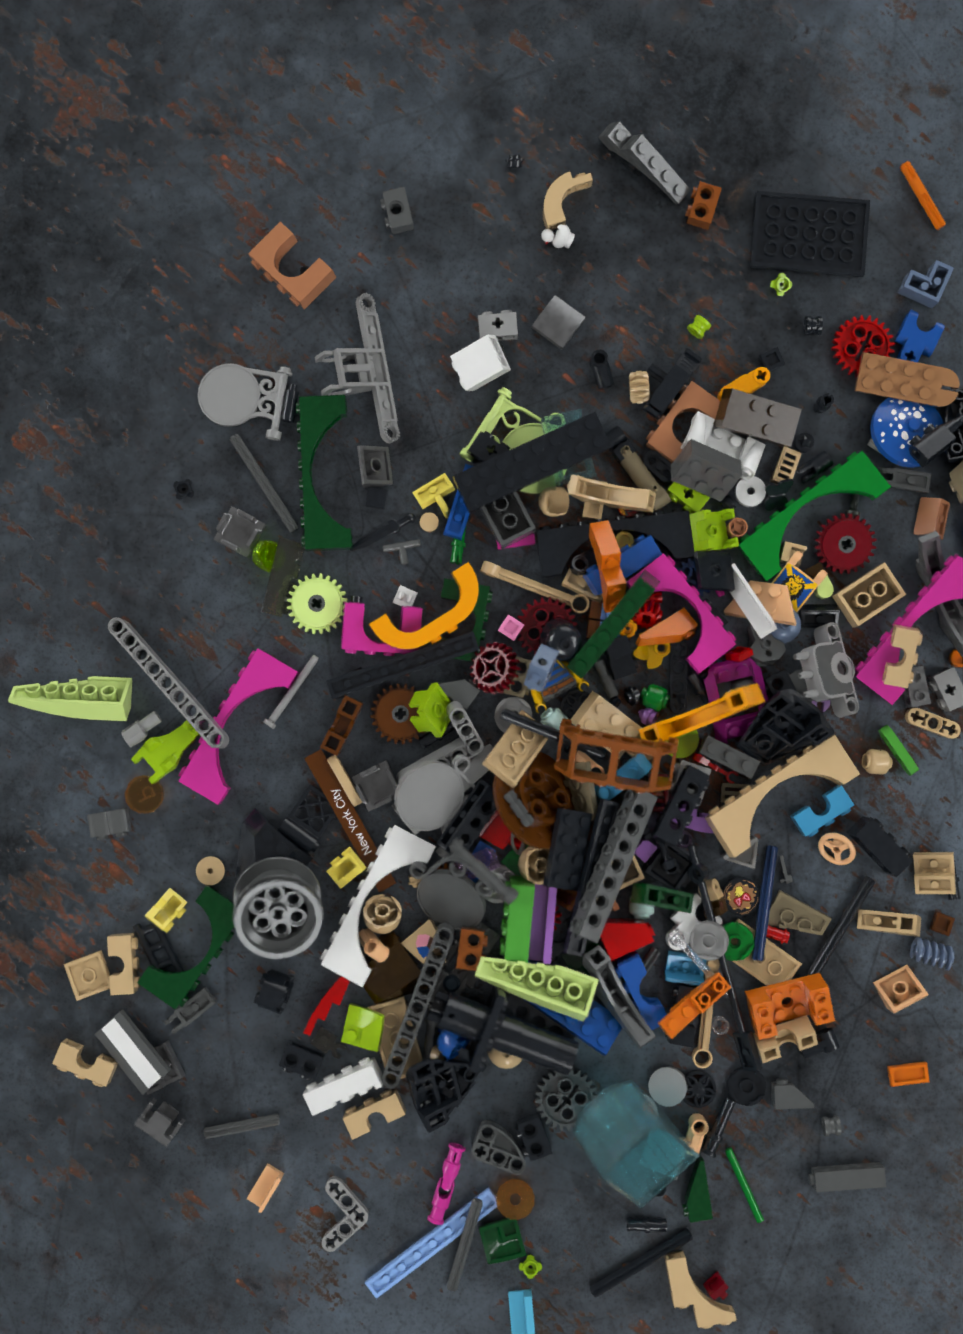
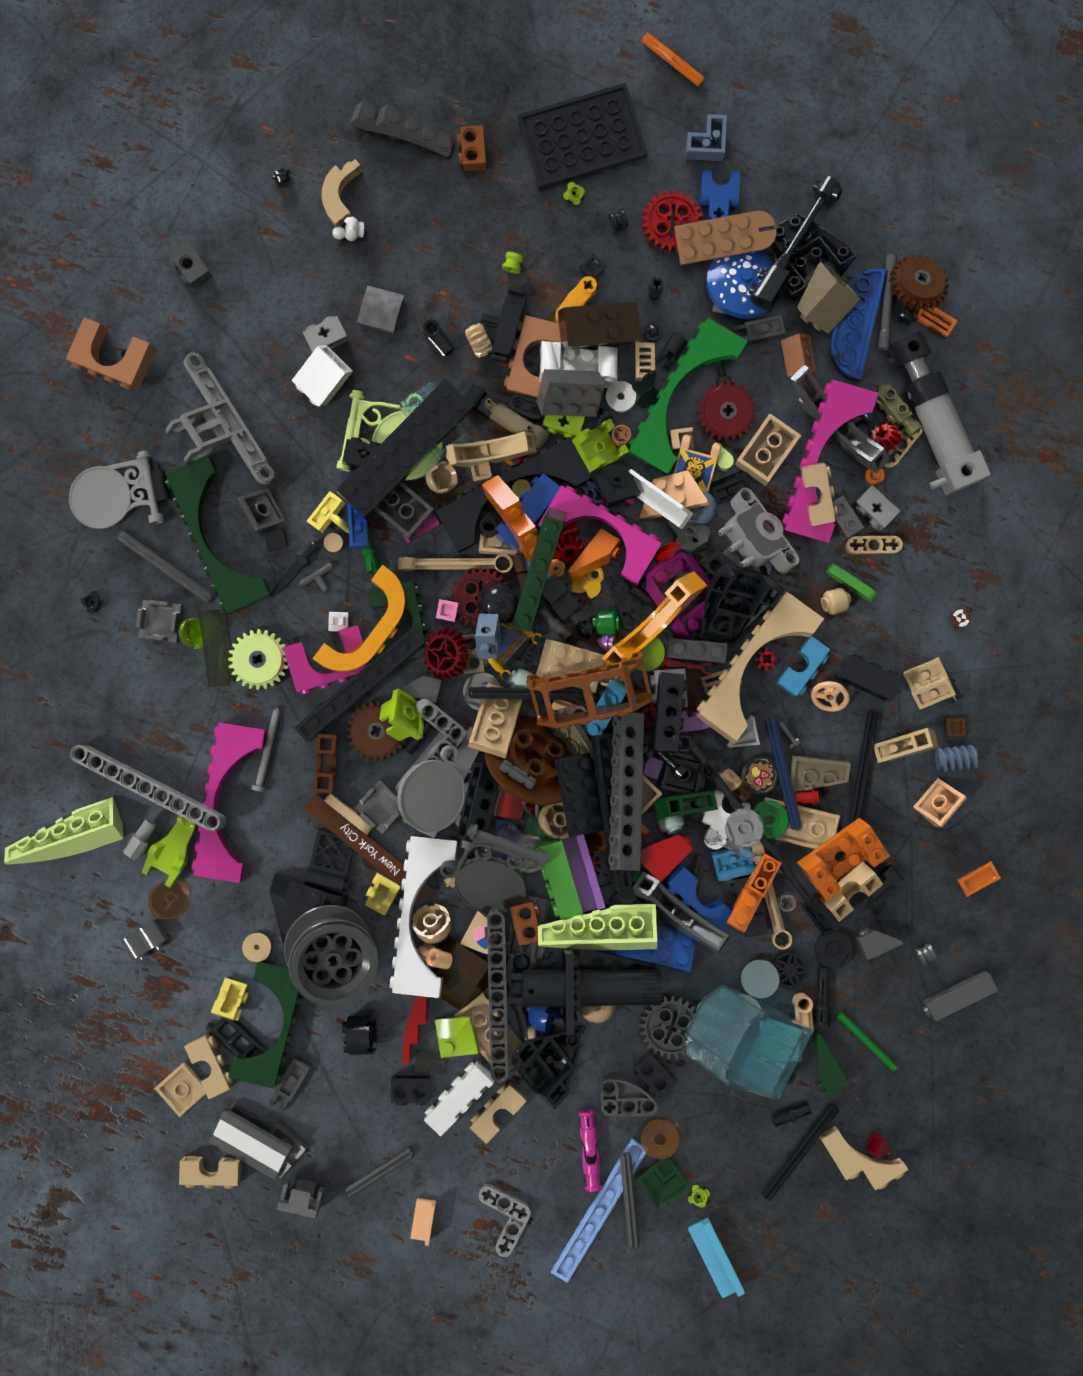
camera: 15 degrees left, 0 degrees up
(795, 791) = (760, 659): none -> red gear

